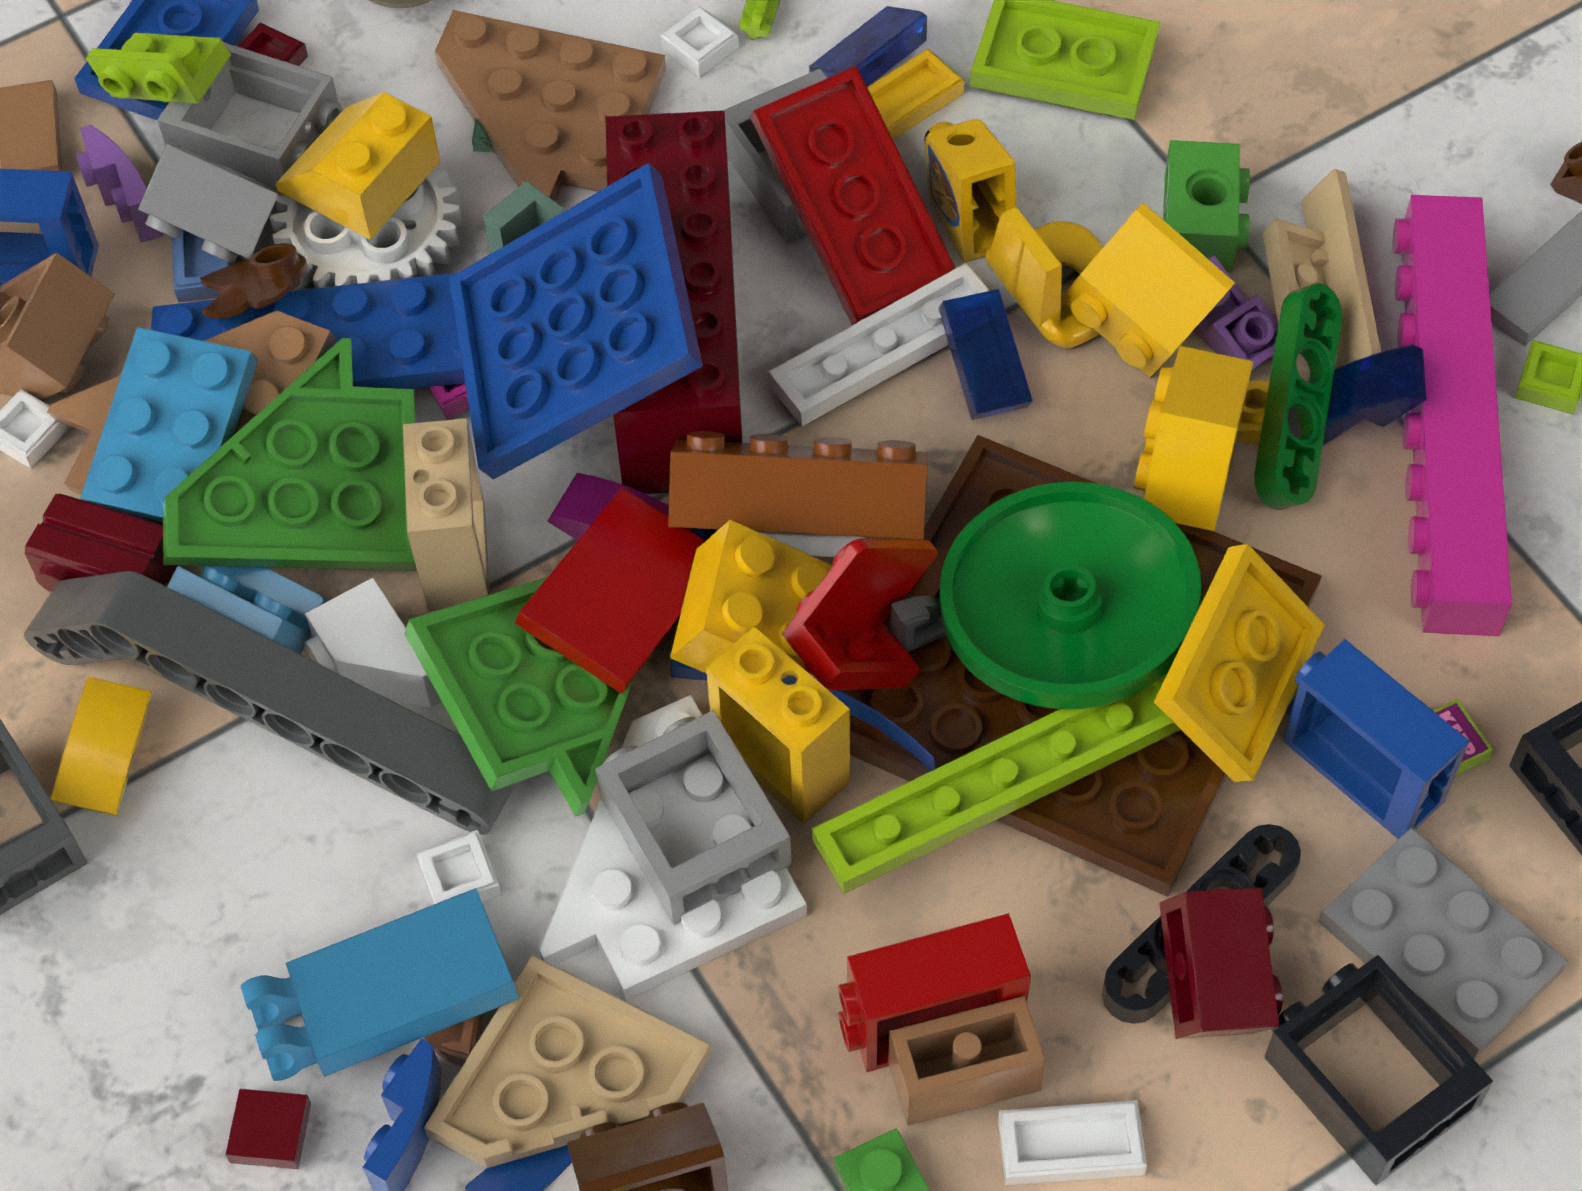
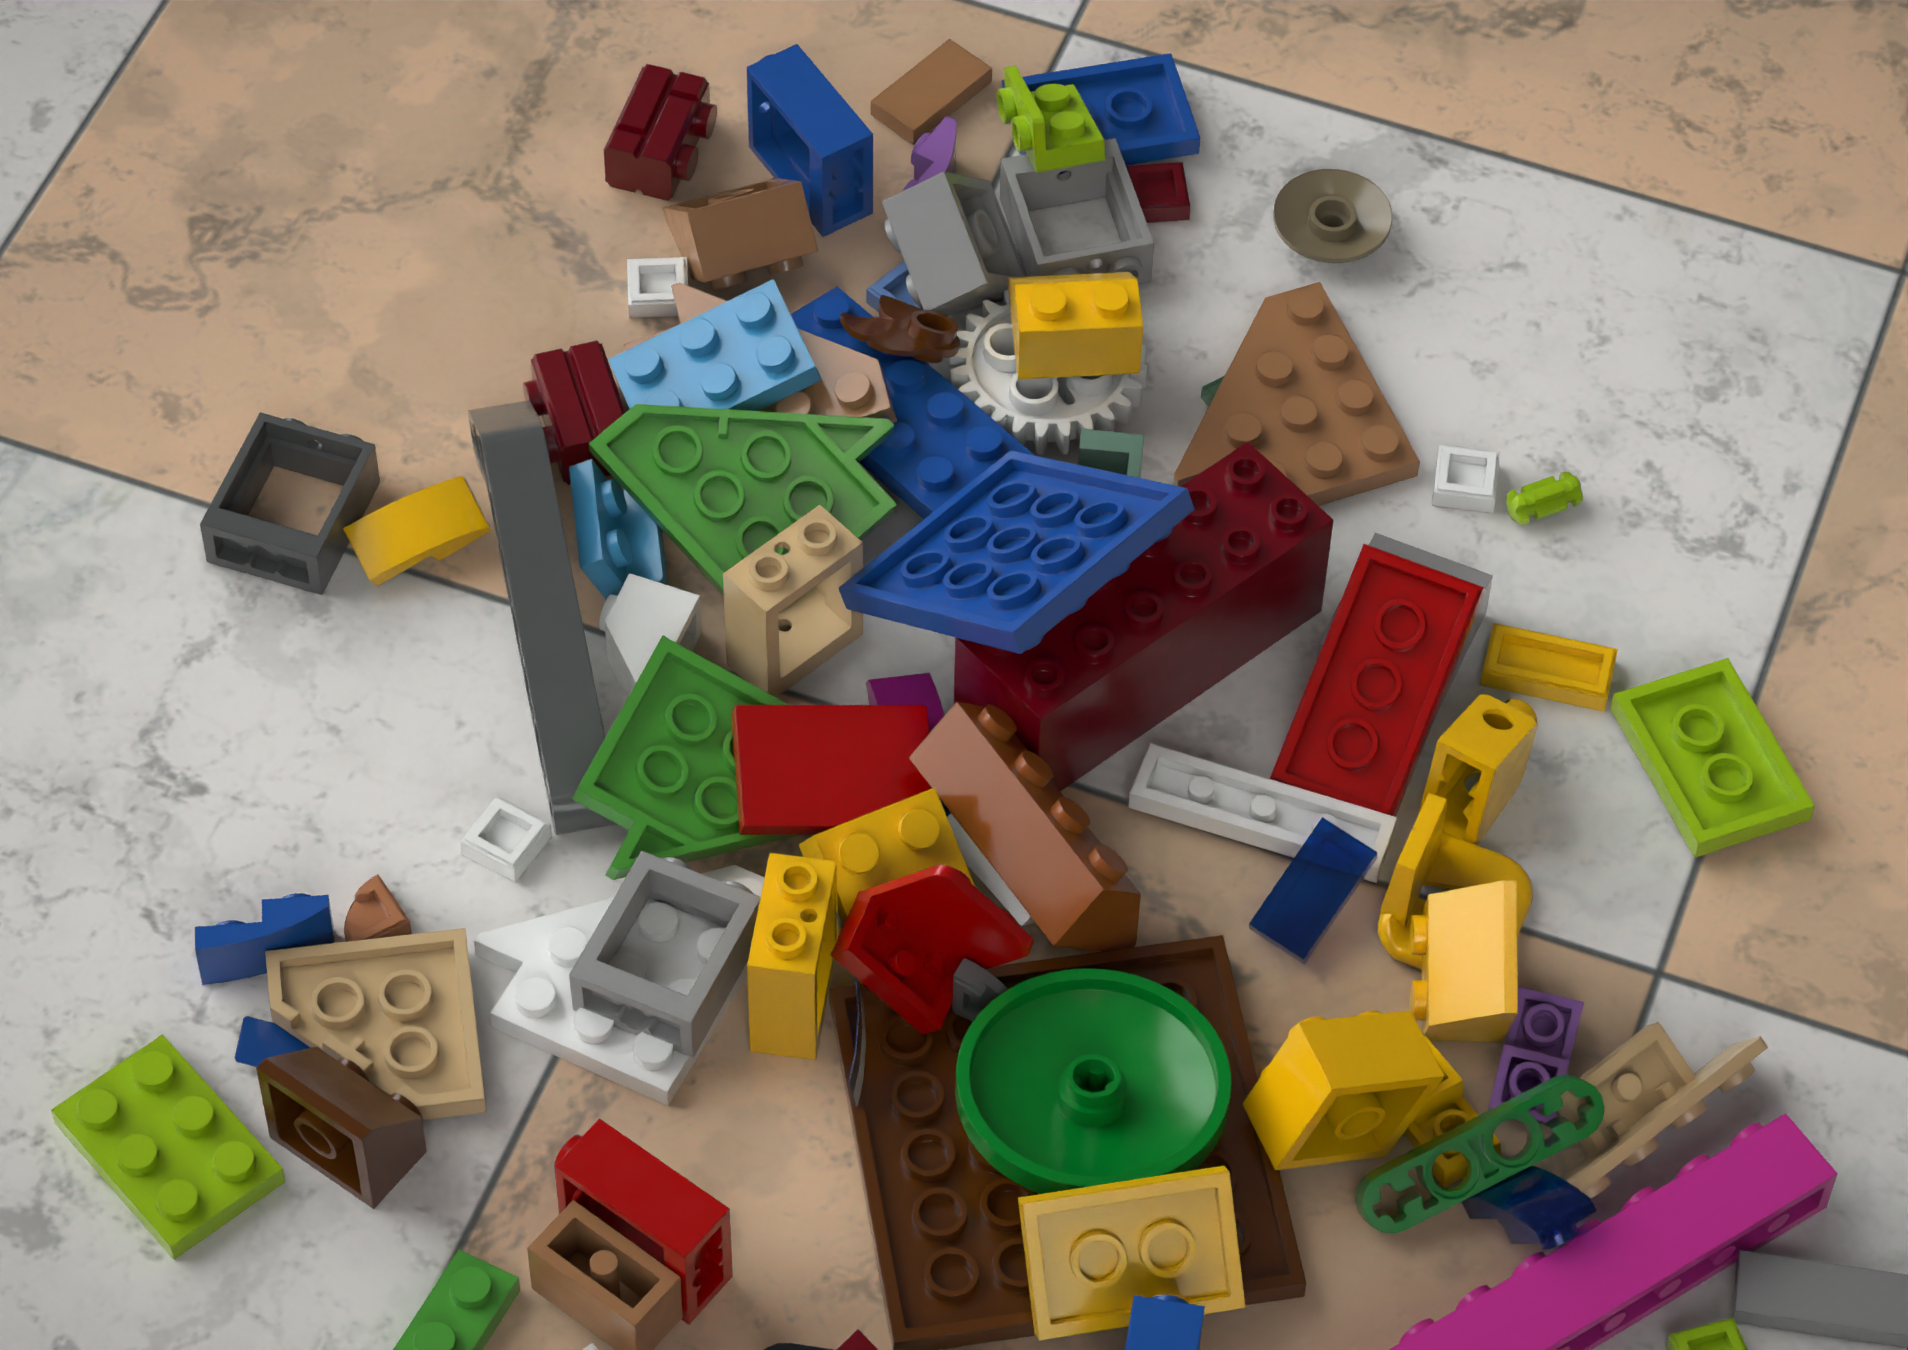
camera: 50 degrees right, 5 degrees down
(268, 1129) = (194, 858): dark red tile -> none
(381, 989) = (361, 849): dark azure tile -> none
(876, 44) = (1577, 610): clear blue slope -> none
(986, 786) = (857, 1139): lime plate -> none
(1204, 197) = (1649, 933): bright green brick -> none

